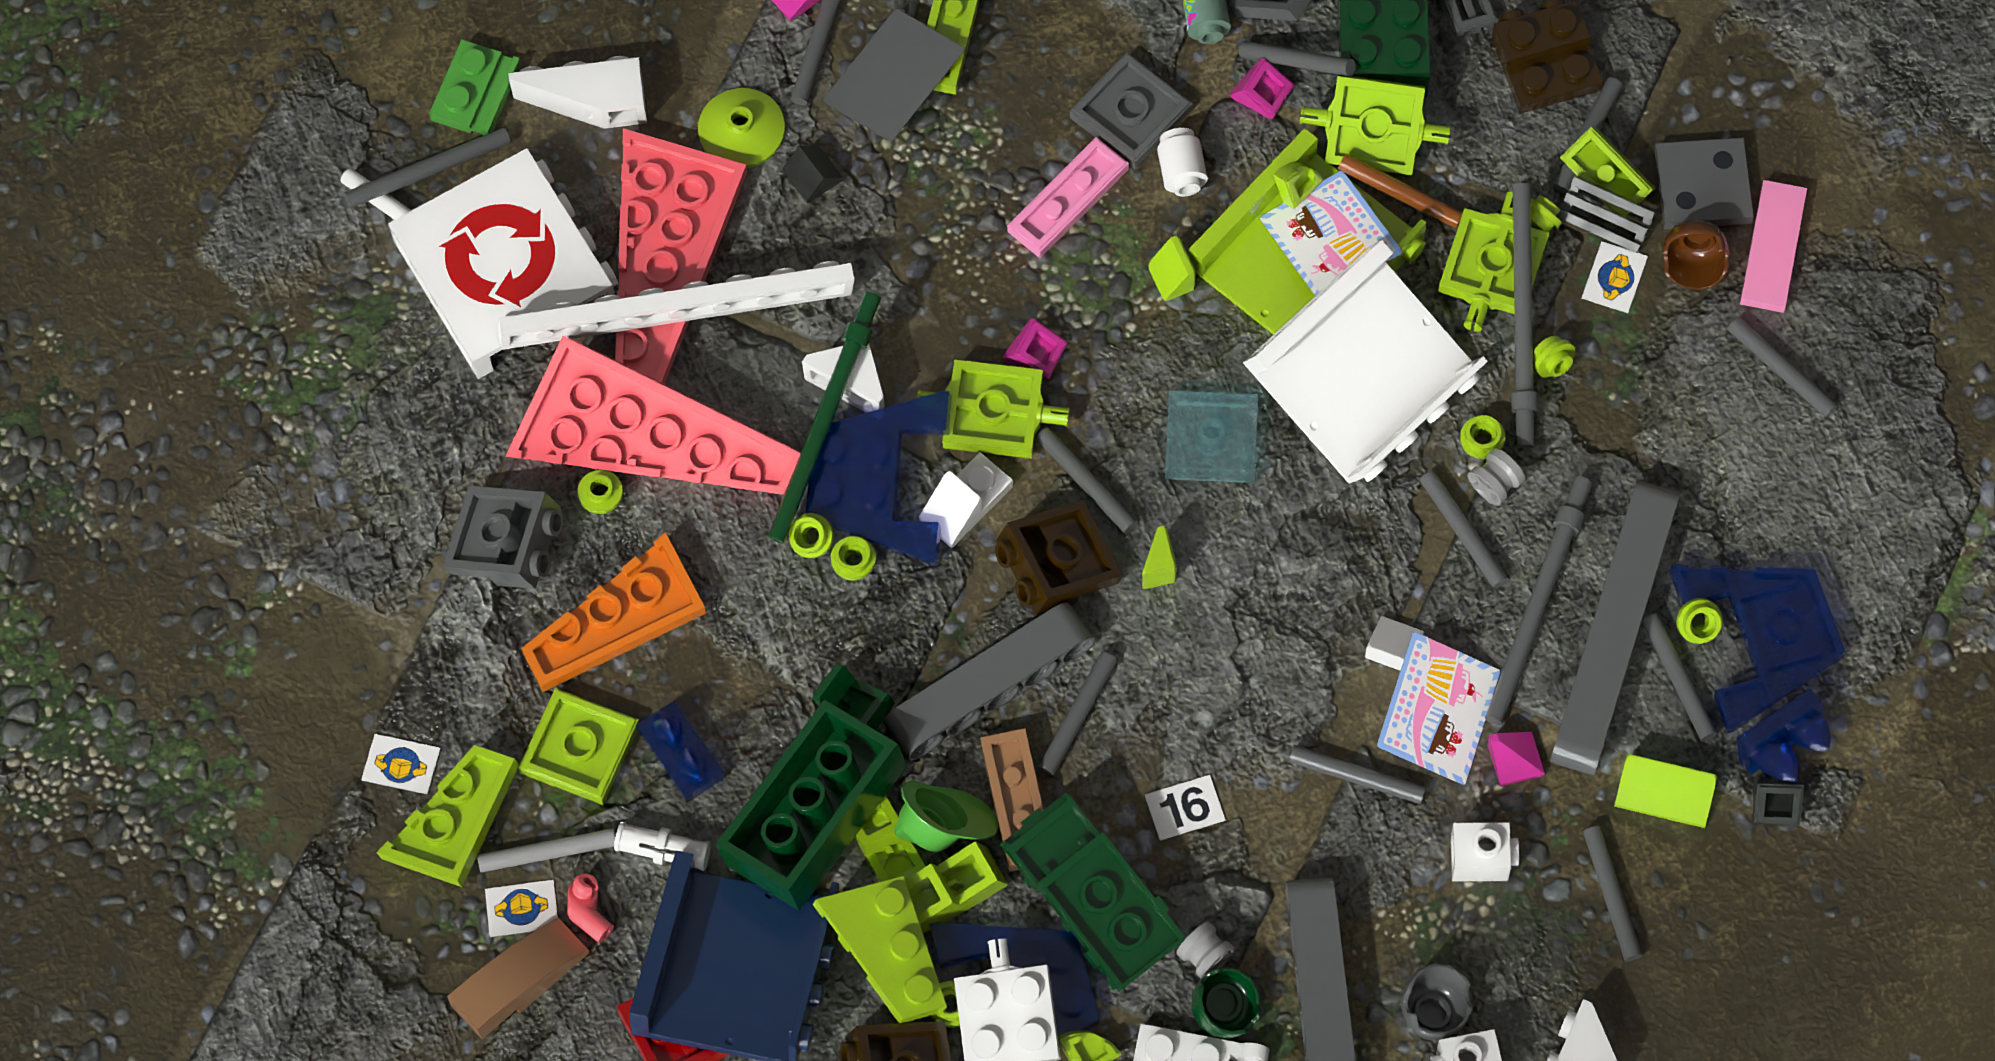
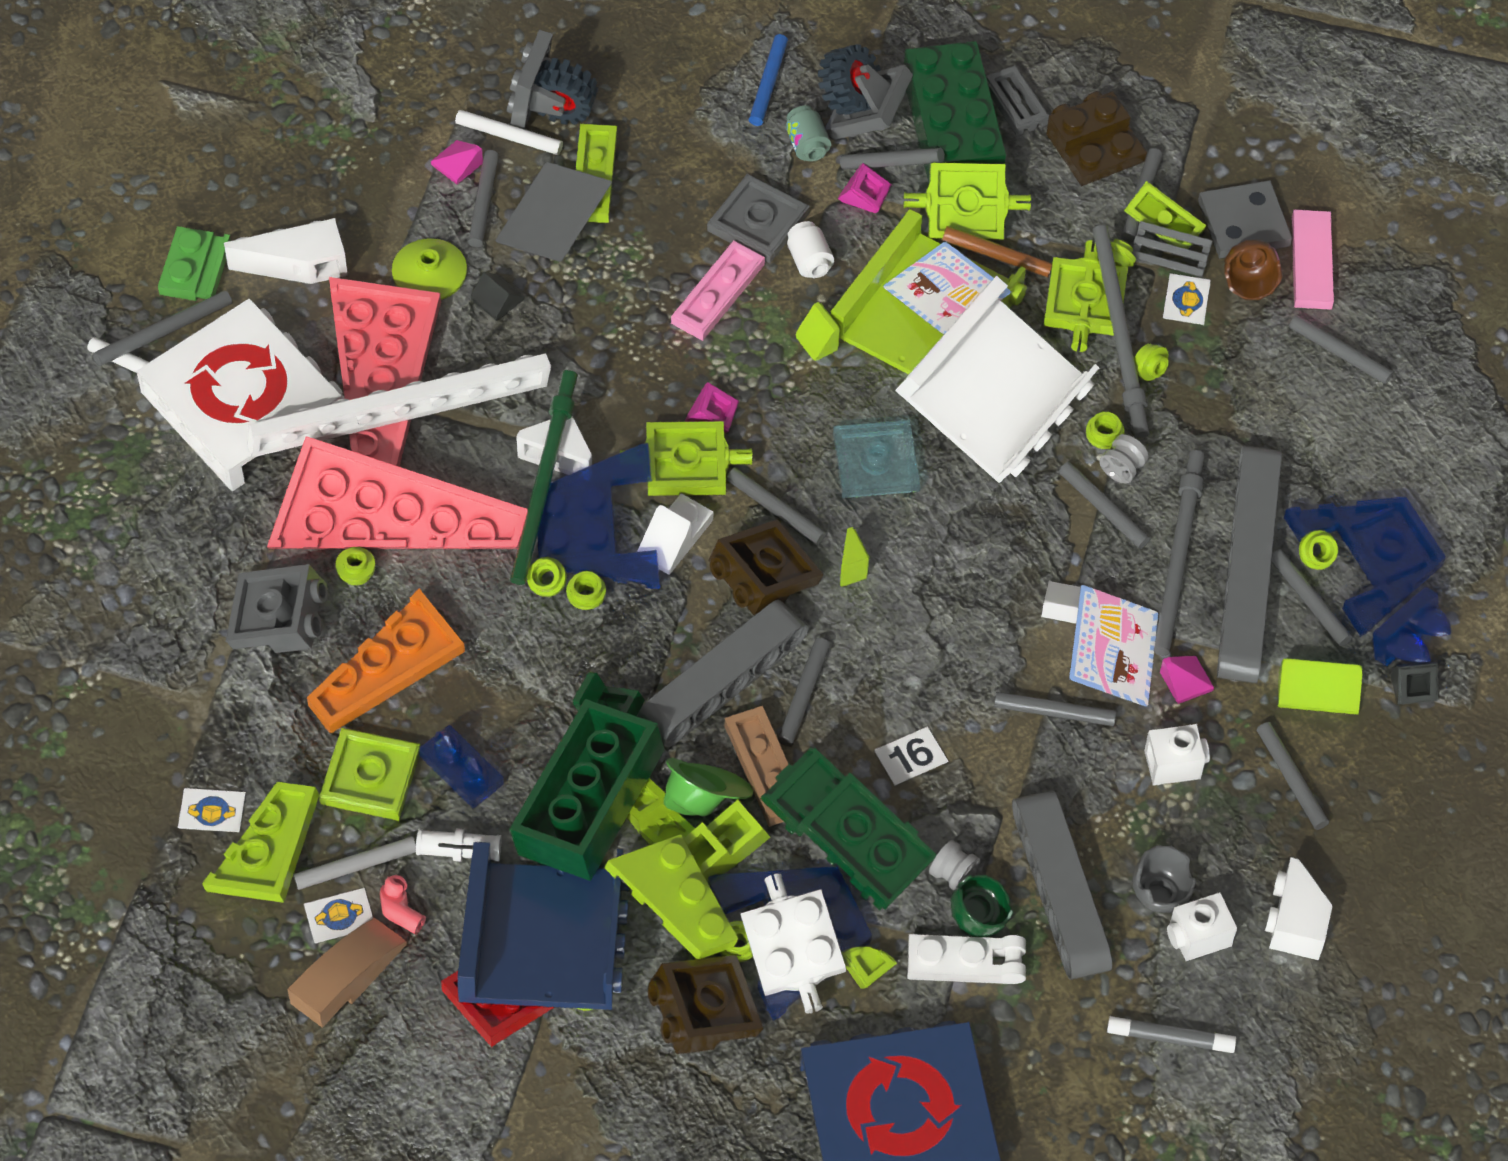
camera: 15 degrees left, 10 degrees down
(1296, 182) = (910, 253): lime tile -> none

